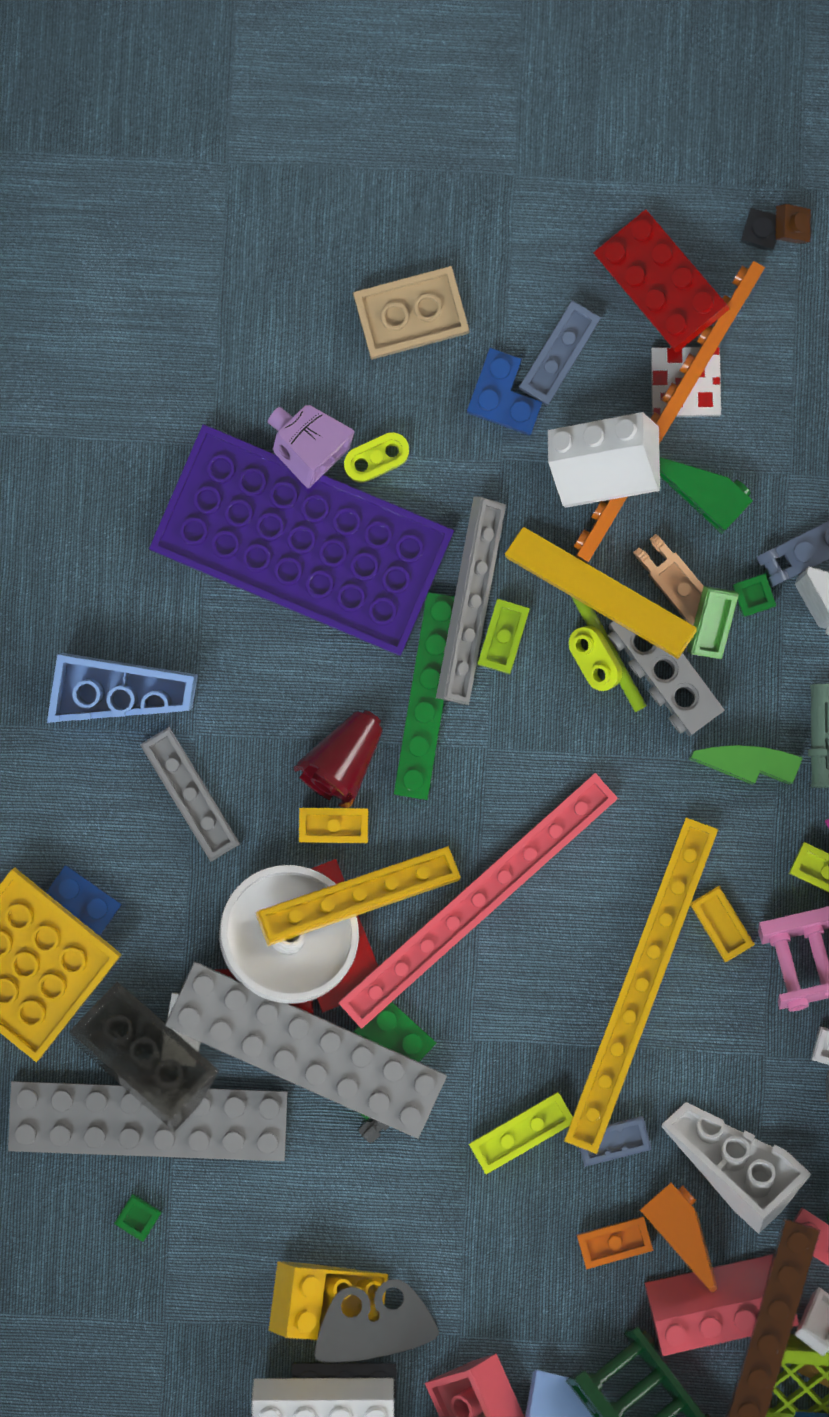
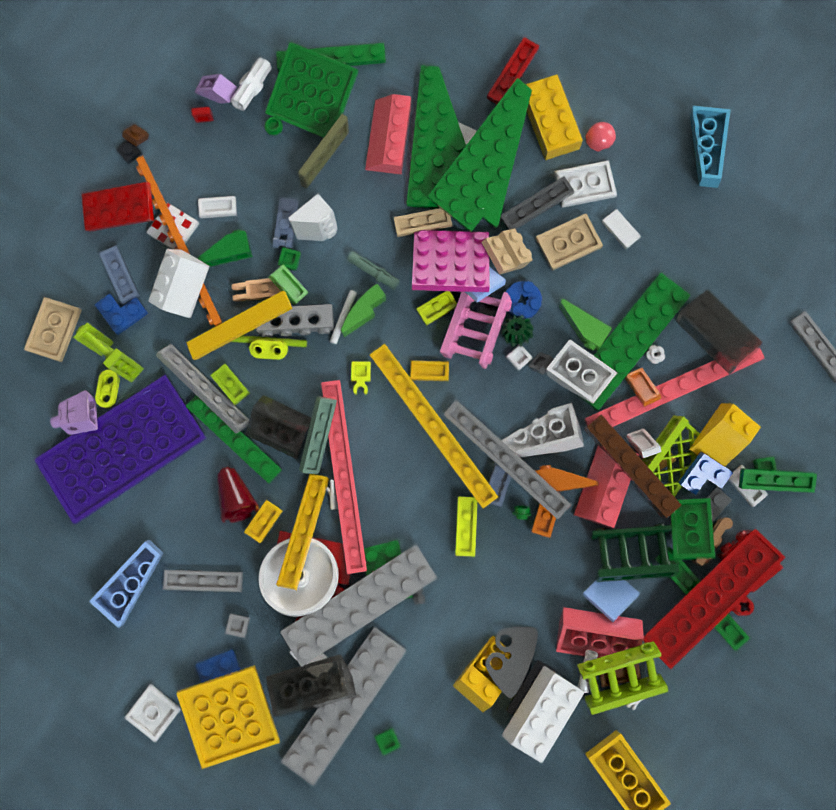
camera: 55 degrees left, 5 degrees down
(160, 889) = (237, 625): none -> light grey plate
(426, 465) = (114, 359): none -> lime fence
(438, 903) = (332, 494): none -> white bar
(488, 754) = (278, 426): none -> clear smoke slope
(512, 822) = (317, 435): none -> sand green plate
(597, 1202) = (521, 512): none -> green plate
(648, 823) = (361, 373): none -> neon yellow plate
(661, 1130) = (507, 460): none -> light grey plate
(718, 737) = (344, 313): none -> white bar
(763, 427) = (217, 207): none -> white tile

